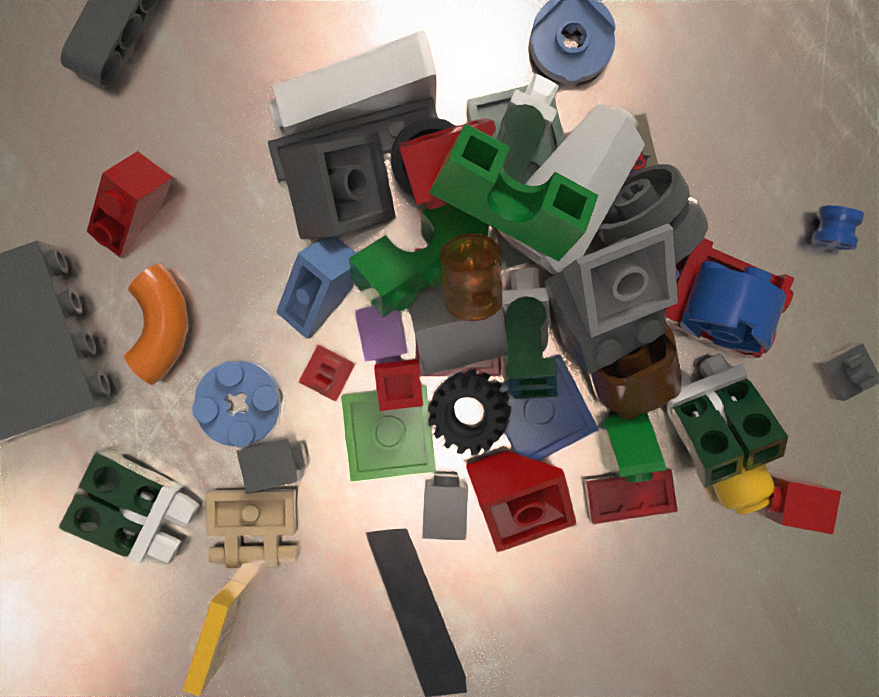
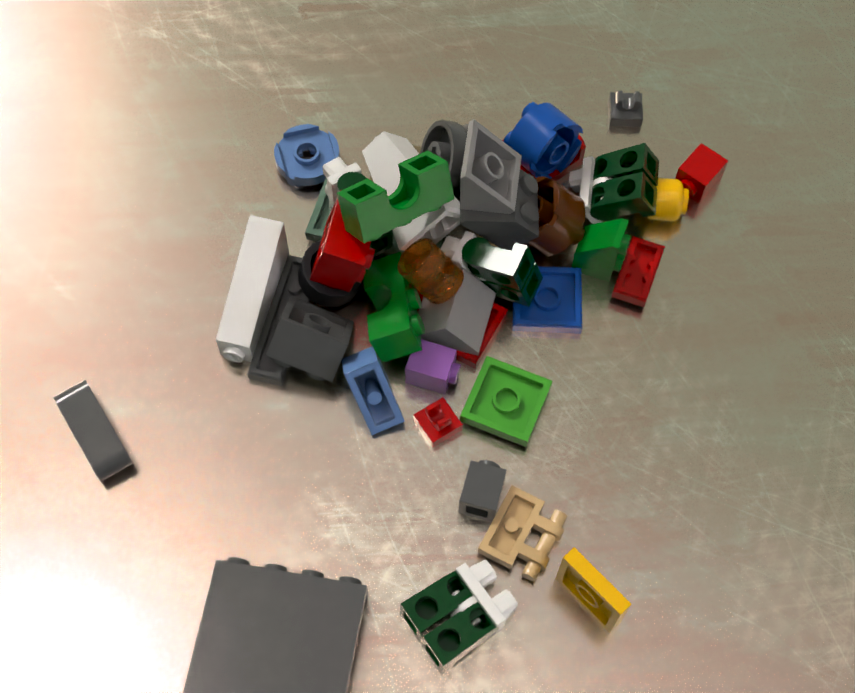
camera: 55 degrees left, 25 degrees down
(127, 202) = (229, 490): red slope -> none
(163, 326) = (333, 510): orange cylinder -> none
(212, 403) = (430, 476): medium blue plate -> none
(398, 385) = (475, 368): red tile -> none
(417, 613) = (652, 456): black sticker -> none
(445, 508) = (582, 389): brick -> none
(453, 429) = (537, 321): black tyre -> none
(520, 498) = (602, 337): red slope -> none
(837, 227) = (526, 70): blue wheel -> none

